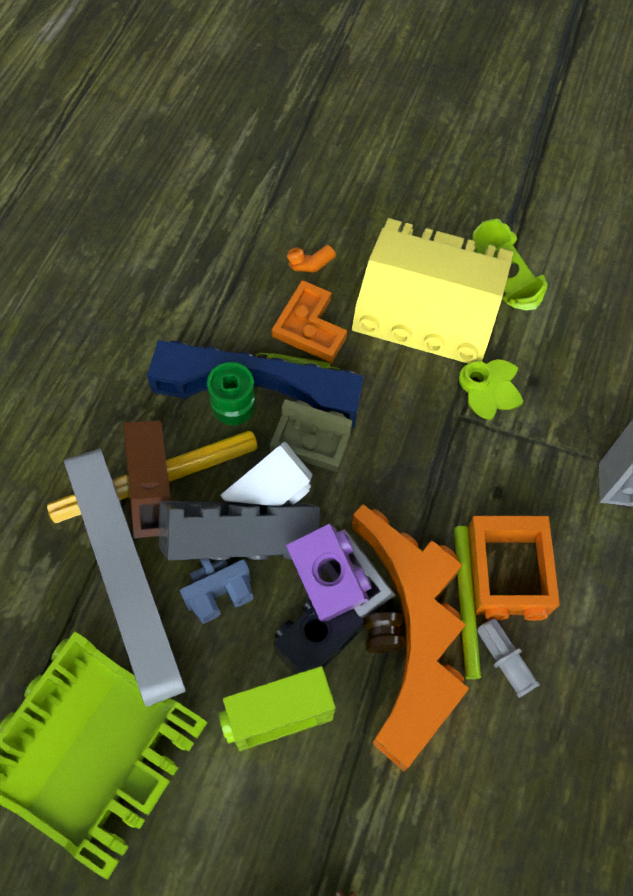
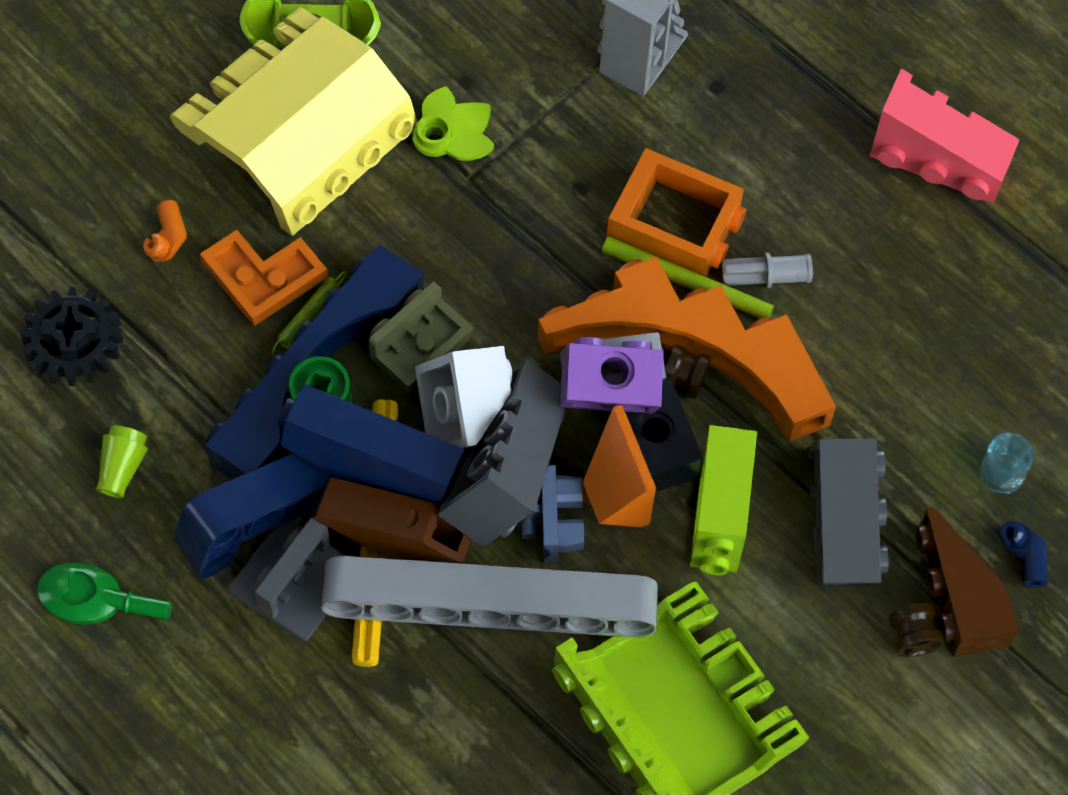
camera: 65 degrees left, 0 degrees up
(37, 332) = (91, 595): none -> green piece
(89, 429) = (287, 577): none -> dark grey bracket
(135, 303) = (120, 458): none -> lime cone
(138, 394) = (244, 508): none -> dark blue beam
(190, 432) = (367, 446): none -> dark blue slope
(207, 240) = (90, 342): none -> black gear
(258, 616) = (618, 477): none -> orange slope
(320, 821) = (848, 511): none -> dark grey wedge

